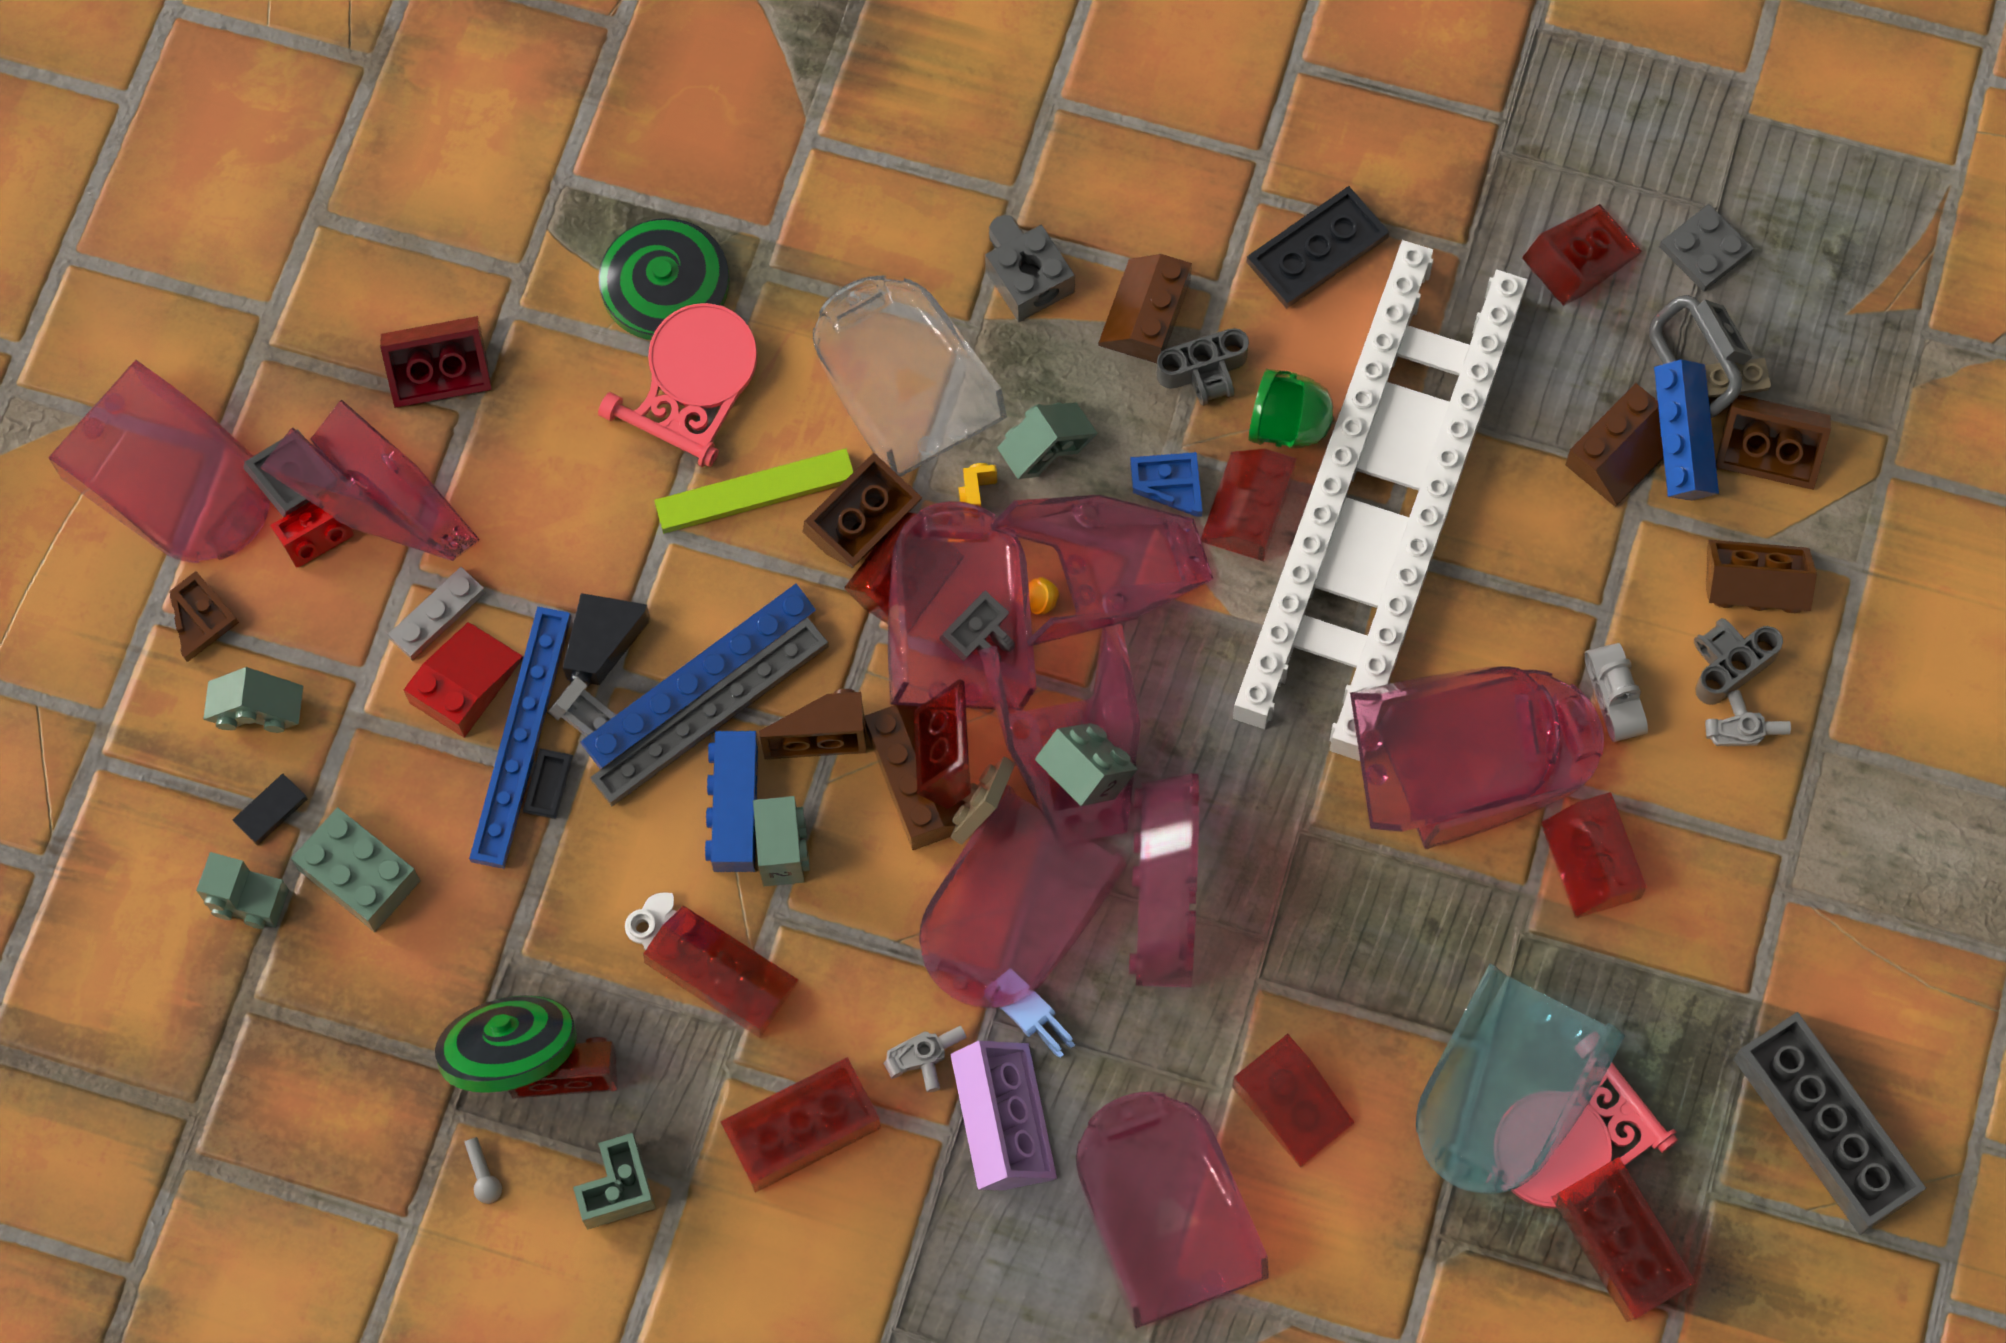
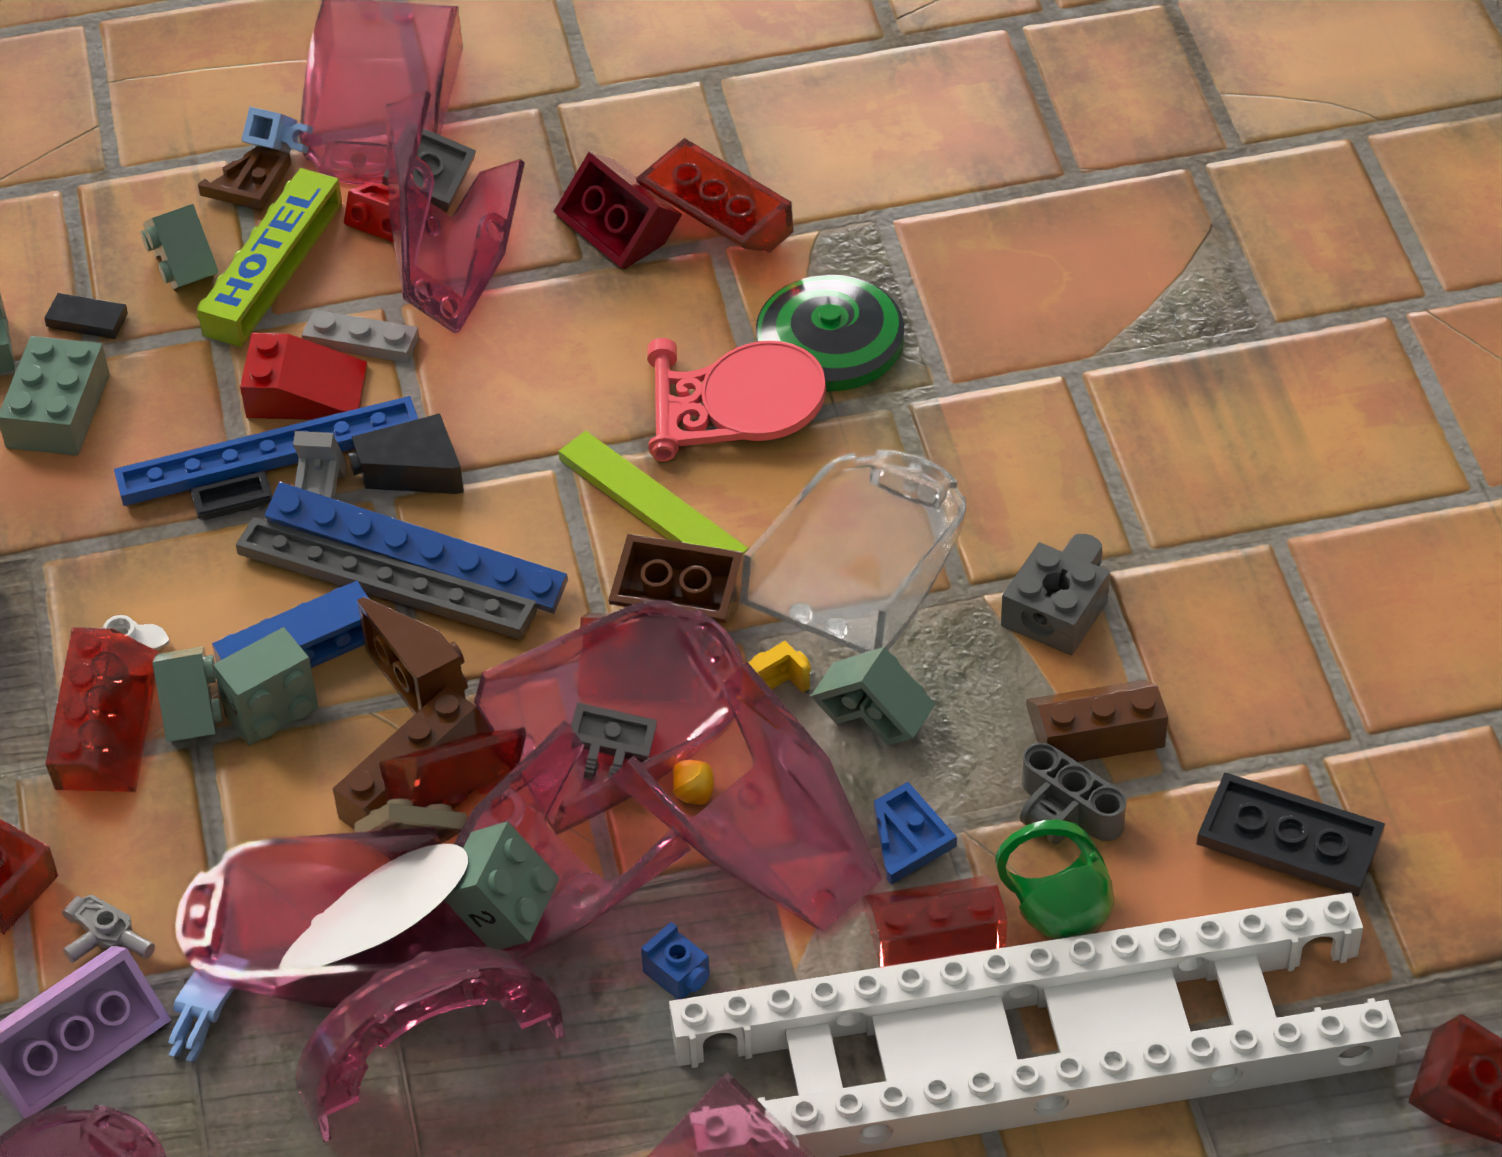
camera: 60 degrees right, 20 degrees down
(165, 571) = (274, 131): none -> light blue brick
(306, 639) = (269, 257): none -> lime brick
(483, 281) = (720, 197): none -> clear red slope
(742, 899) = (184, 693): none -> sand green brick
(1047, 855) = (380, 906): none -> white sticker
(1186, 696) = (675, 962): none -> blue brick

